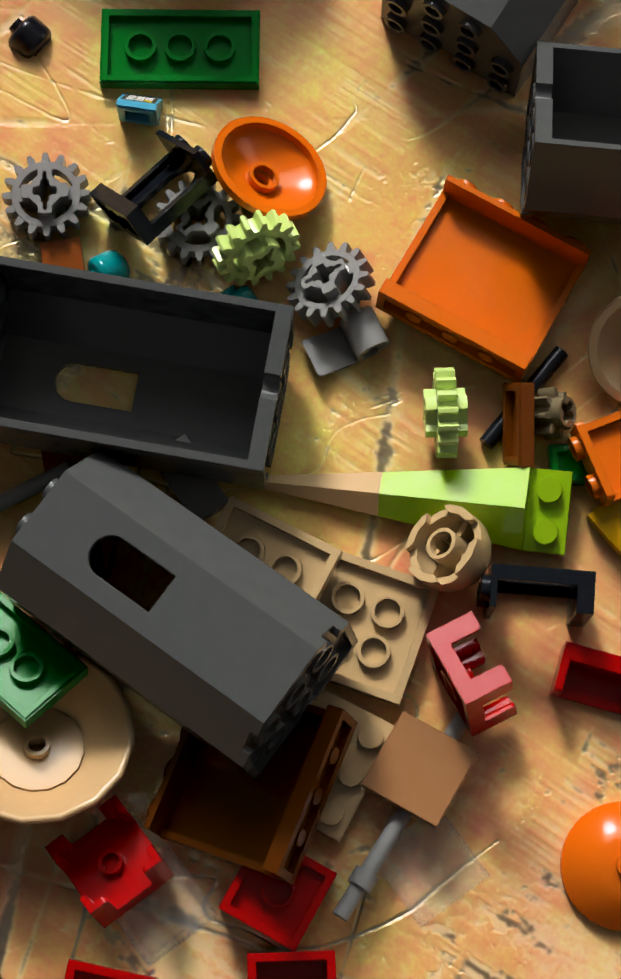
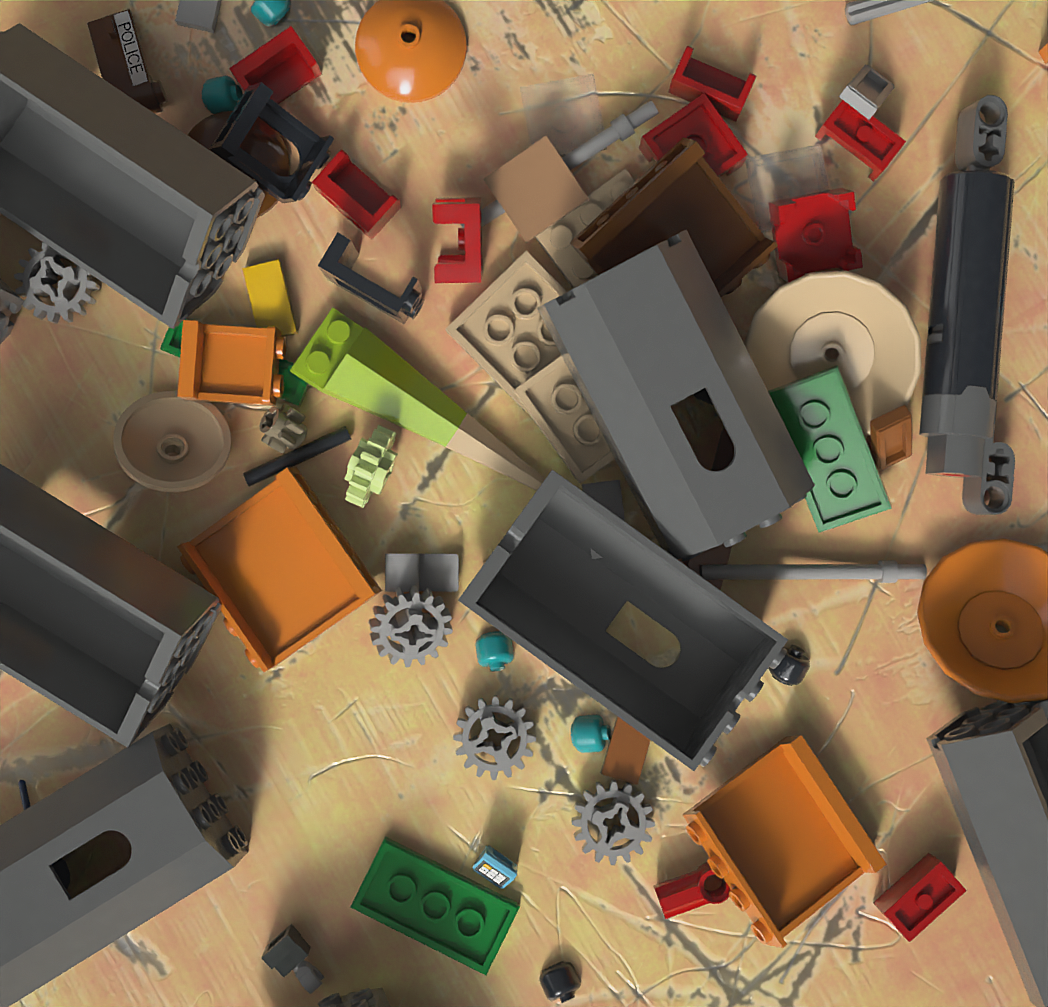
camera: 155 degrees left, 10 degrees up
(126, 208) = (490, 801): black panel -> none
(256, 247) = (459, 685): yellowish green gear -> none
(268, 167) = (399, 757): orange dish -> none
(449, 549) = (426, 349): tan cylinder -> none
(518, 424) = (314, 430): dark orange tile -> none

